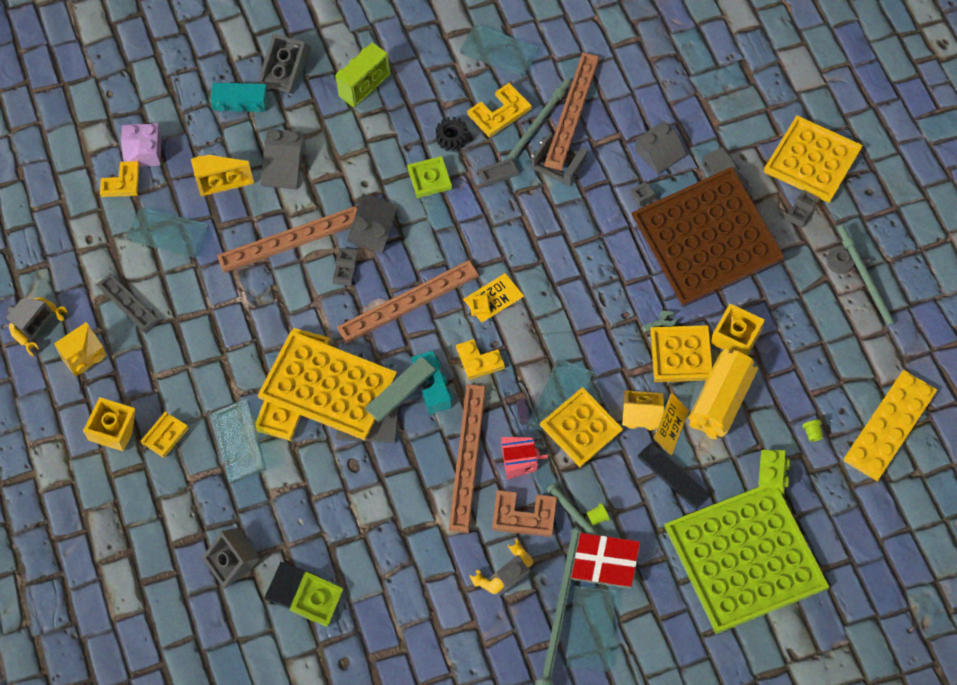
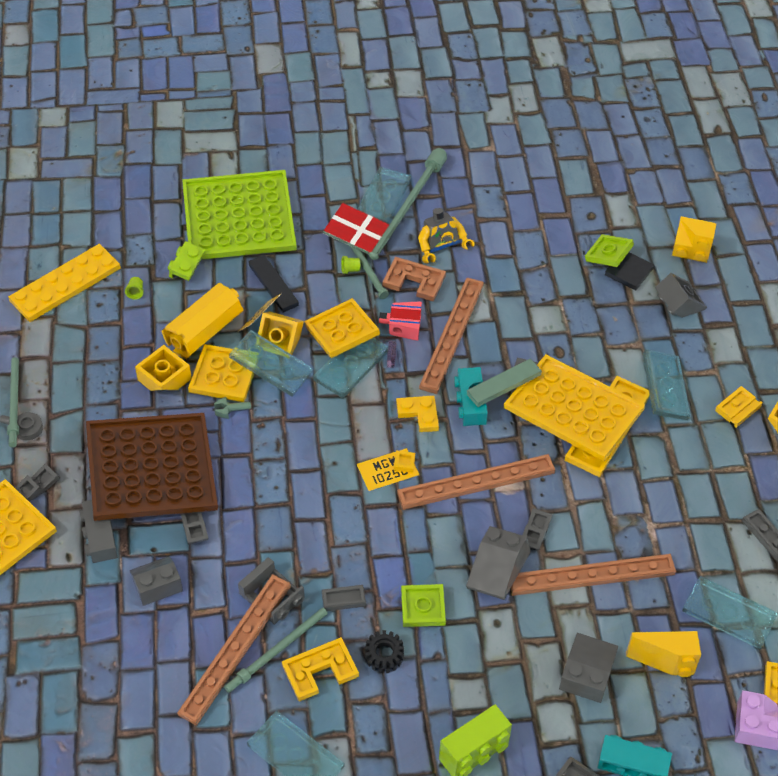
camera: 170 degrees left, 10 degrees down
(219, 633) = (694, 239): none -> yellow slope
(638, 371) = (271, 363): none -> clear light blue tile

